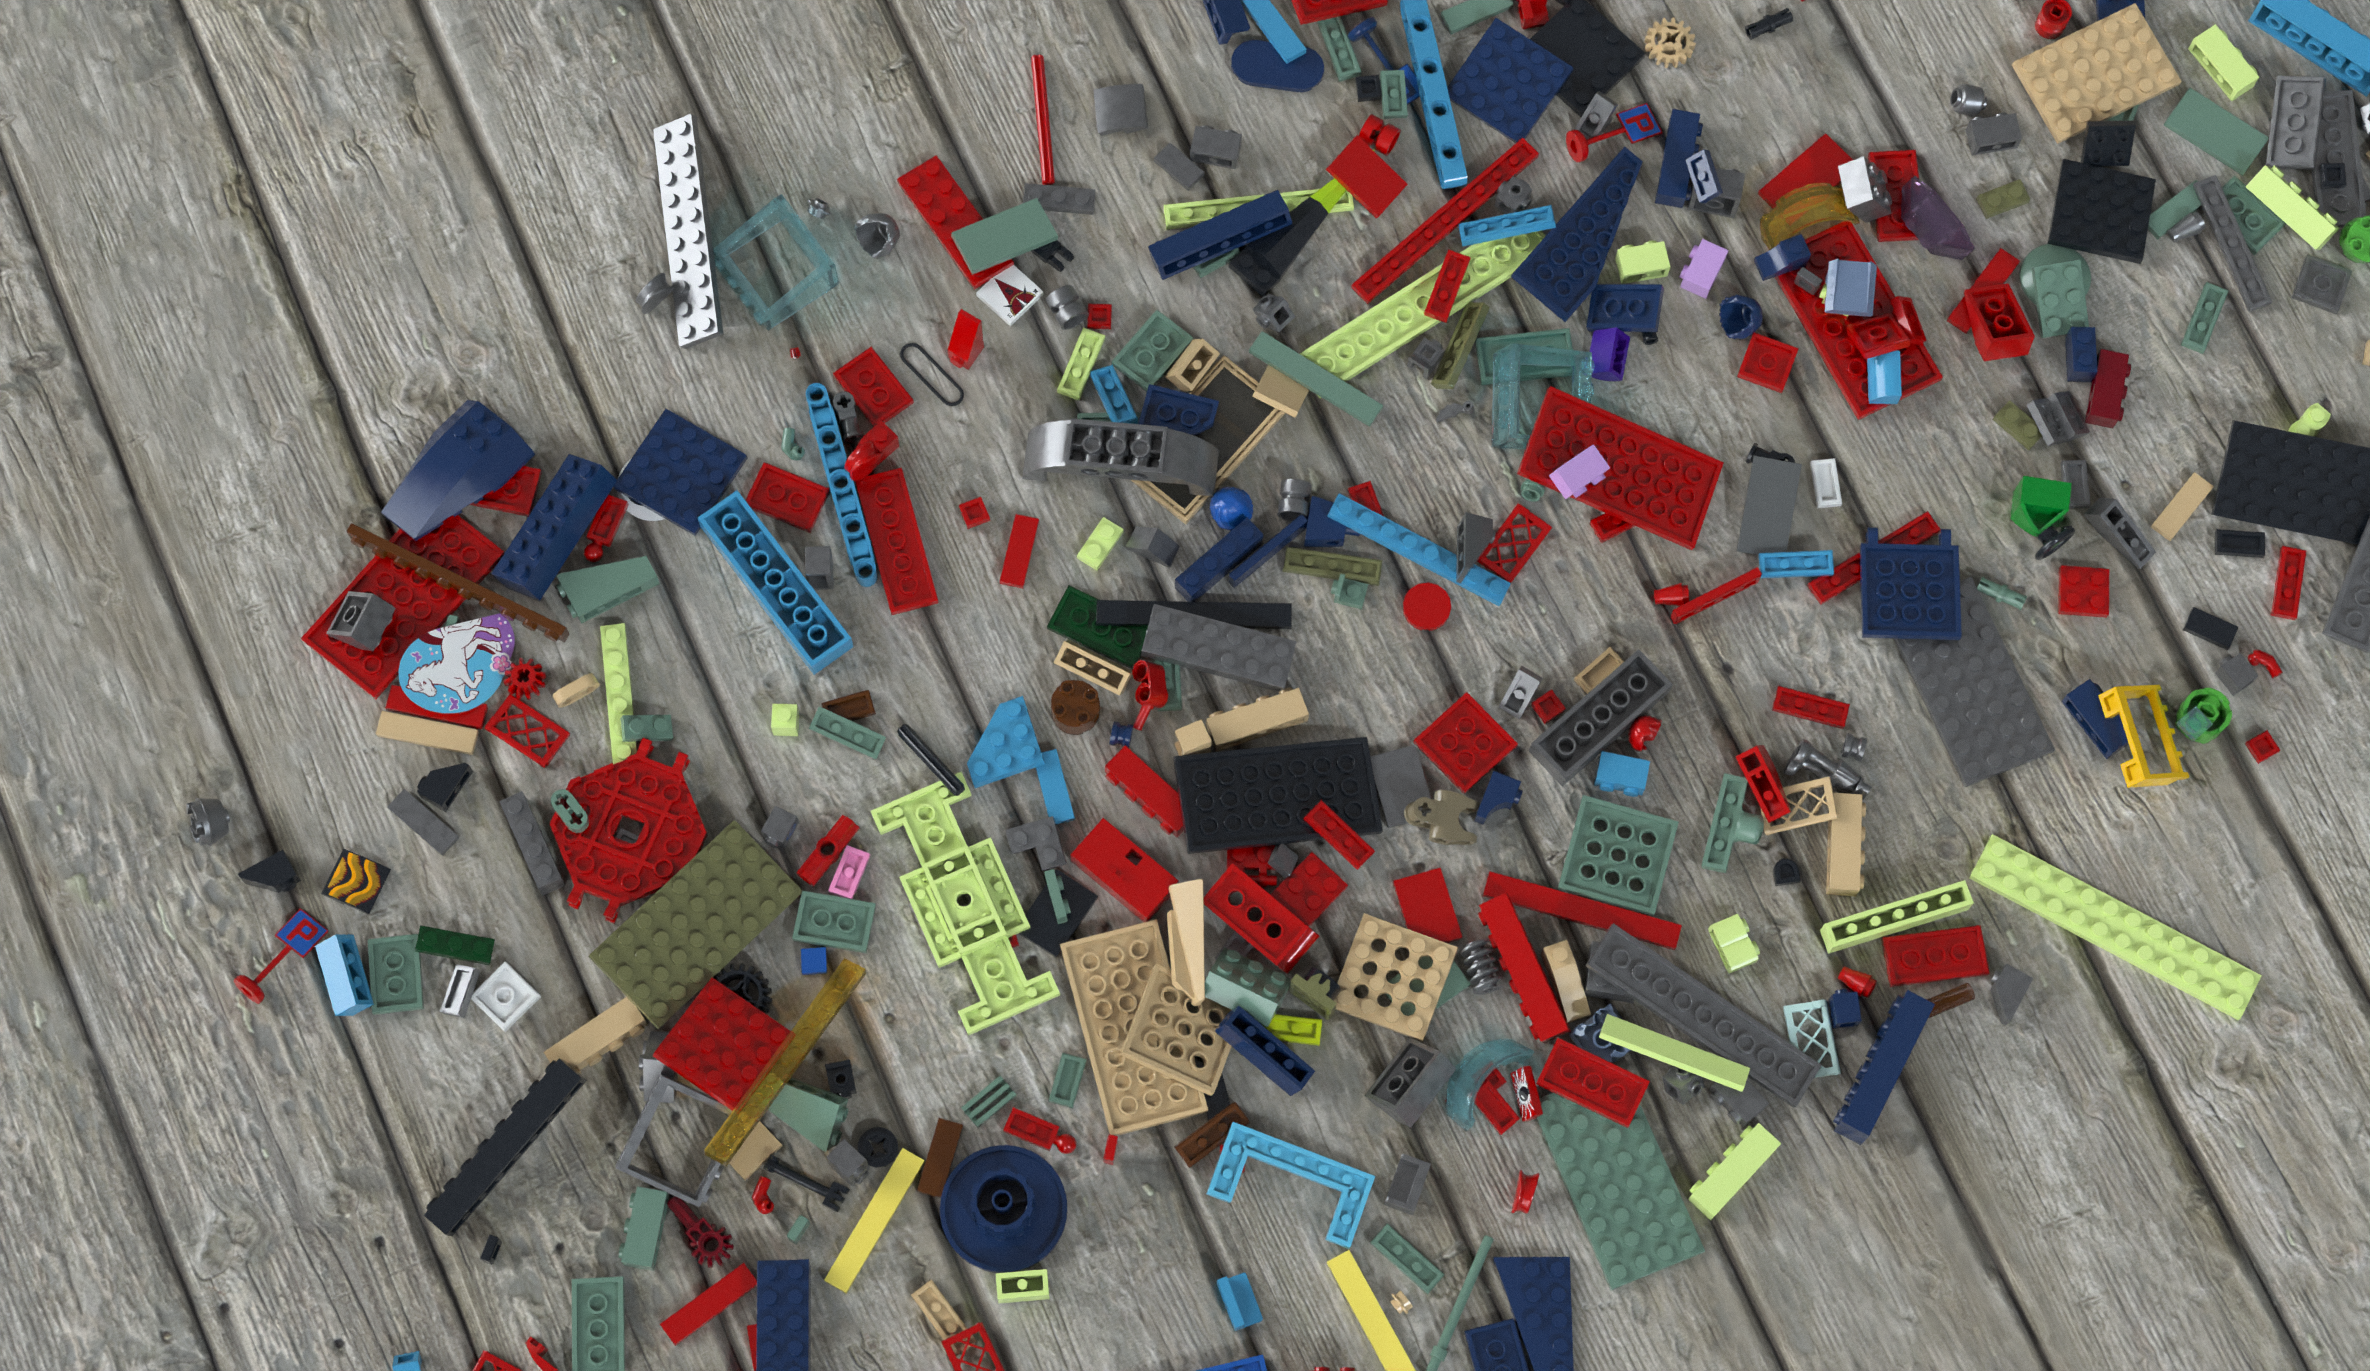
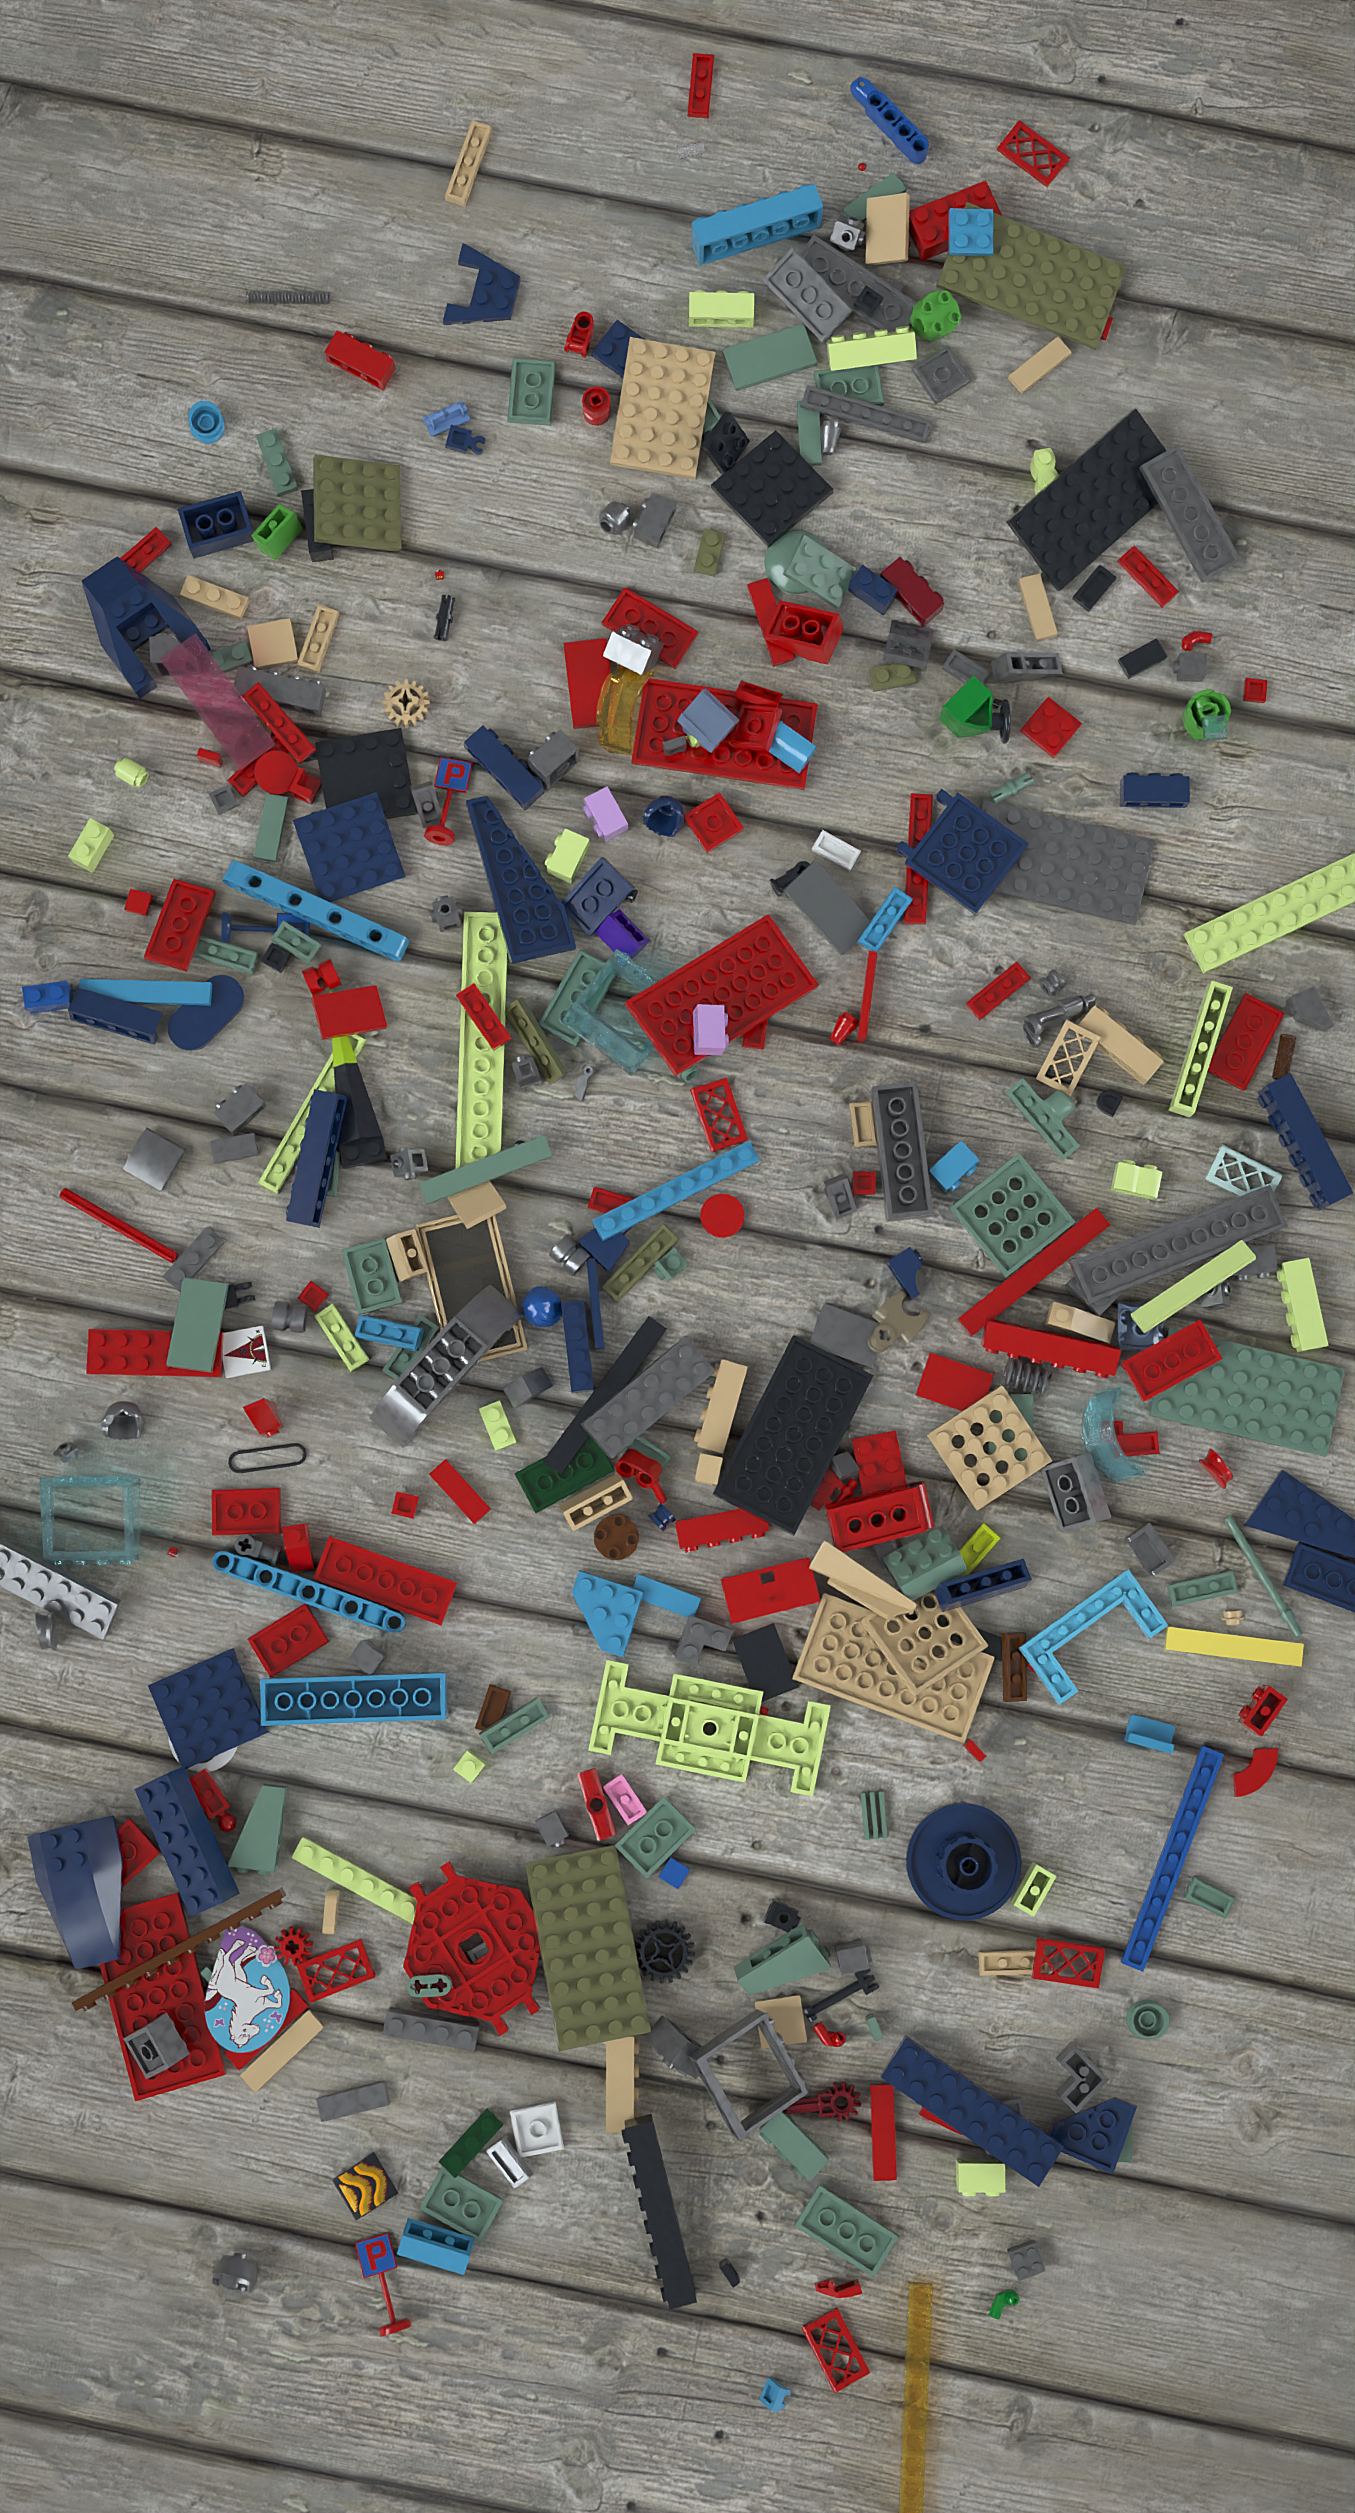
camera: 55 degrees left, 10 degrees up
(272, 874) = (314, 2247): black slope -> none
(444, 785) = (336, 2067): black slope -> none
(646, 726) = (400, 1877): sand green plate -> none
(721, 1043) = (700, 1992): red plate -> none
(784, 1062) = (745, 1954): clear yellow plate -> none
(789, 447) = (248, 1610): sand green arm -> none
(862, 461) = (306, 1565): red piece -> none
(874, 1220) = (905, 1964): light yellow tile -> none
(877, 1135) = (861, 1927): black gear -> none
(931, 759) = (582, 1676): black axle -> none
(940, 1157) = (891, 1881): reddish brown tile -> none
(1038, 1132) = (923, 1794): red plate -> none
(1055, 885) = (746, 1651): sand green plate -> none
(1067, 1080) = (898, 1744): sand green tile -> none
(1178, 410) = (438, 1297): dark blue plate -> none
(1316, 991) = (963, 1513): olive piece -> none
(1339, 835) = (856, 1411): red tile -> none
(1444, 221) = (426, 978): red plate -> none
(1465, 743) = (848, 1264): red plate -> none
(1473, 537) = (698, 1144): dark grey slope -> none
(1507, 225) = (467, 936): dark azure tile -> none
(1526, 1093) = (1143, 1413): red tile -> none
(1643, 729) = (933, 1128): red hair -> none
(1704, 176) = (542, 762): plate -> none
(1764, 782) = (1034, 1068): red slope -> none
(1783, 258) = (643, 750): dark blue arch -> none
(1844, 1009) = (1240, 1136): dark blue brick -> none
(1858, 981) = (1225, 1112): red cone -> none
(1933, 221) = (692, 618): clear purple wedge -> none
(2136, 770) = (1218, 795): yellow hinge -> none
(2204, 317) = (906, 478): sand green tile -> none

